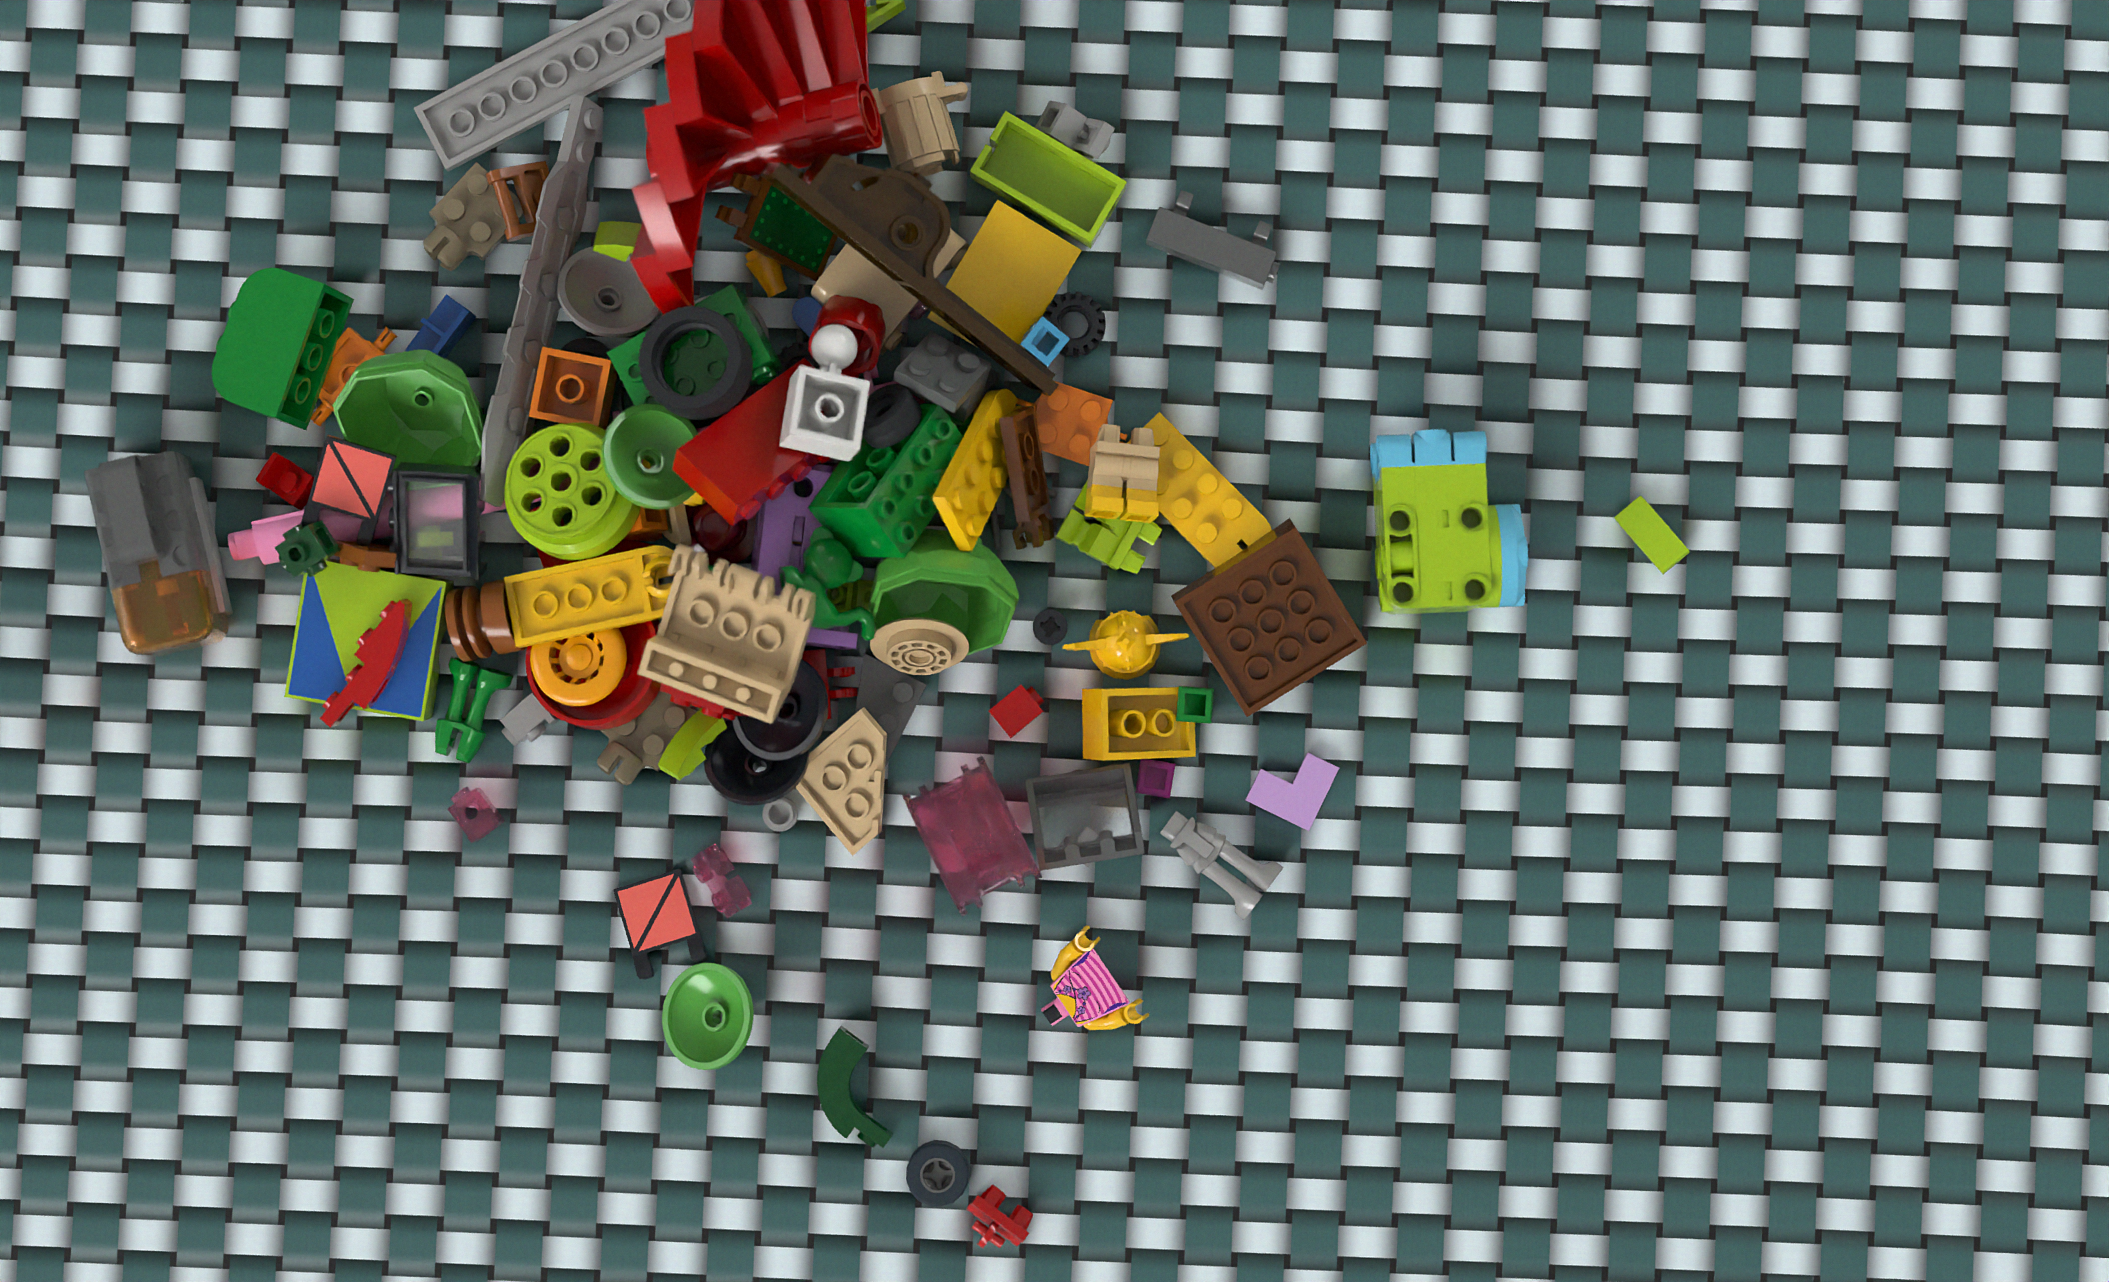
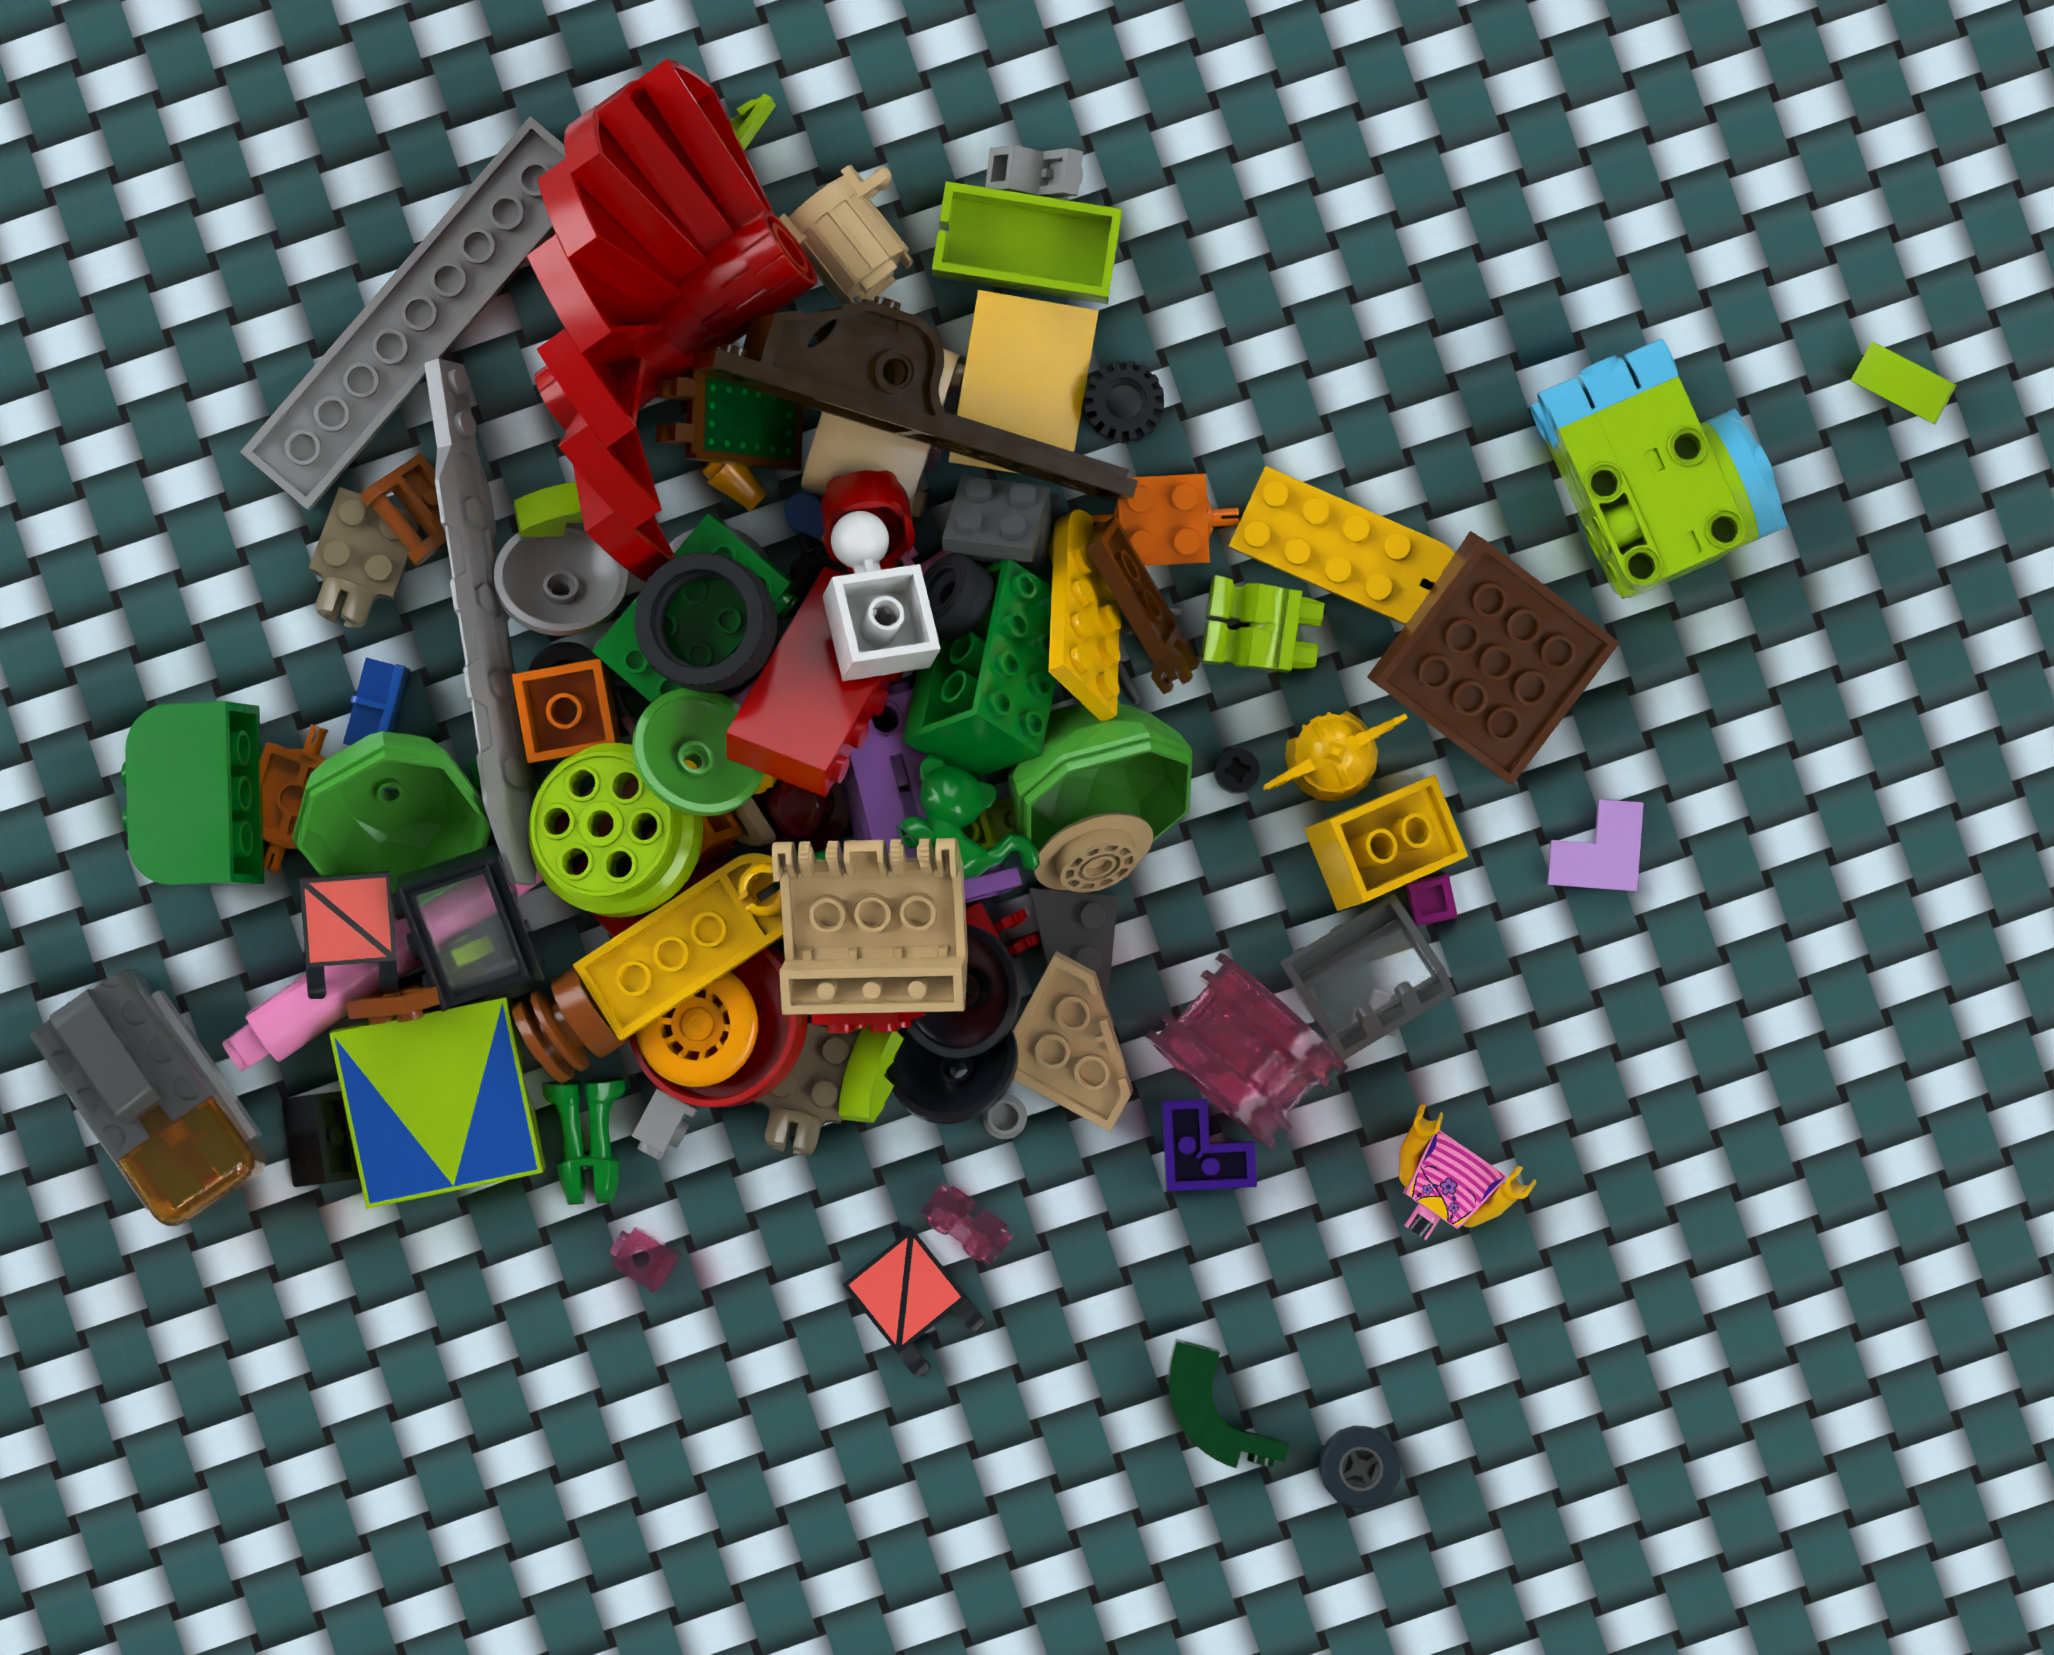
camera: 20 degrees left, 0 degrees up
(271, 633) = (319, 1139): none -> black panel
(286, 480) = (266, 952): red bracket -> none
(306, 549) = (328, 1023): dark green brick -> none
(380, 653) = (463, 1111): red slope -> none
(694, 1011) = (996, 1392): bright green dish -> none
(904, 901) = (1194, 1161): none -> dark purple brick
(986, 1209) = (1446, 1496): red hips -> none
(1017, 709) = (1237, 883): red brick -> none
(1044, 341) = (1100, 436): dark azure brick -> none
(1123, 476) = (1255, 558): tan hips -> none
(1194, 704) = (1444, 795): green slope -> none
(1200, 847) = (1518, 960): light grey piece -> none
(1212, 247) = (1252, 247): dark grey brick -> none

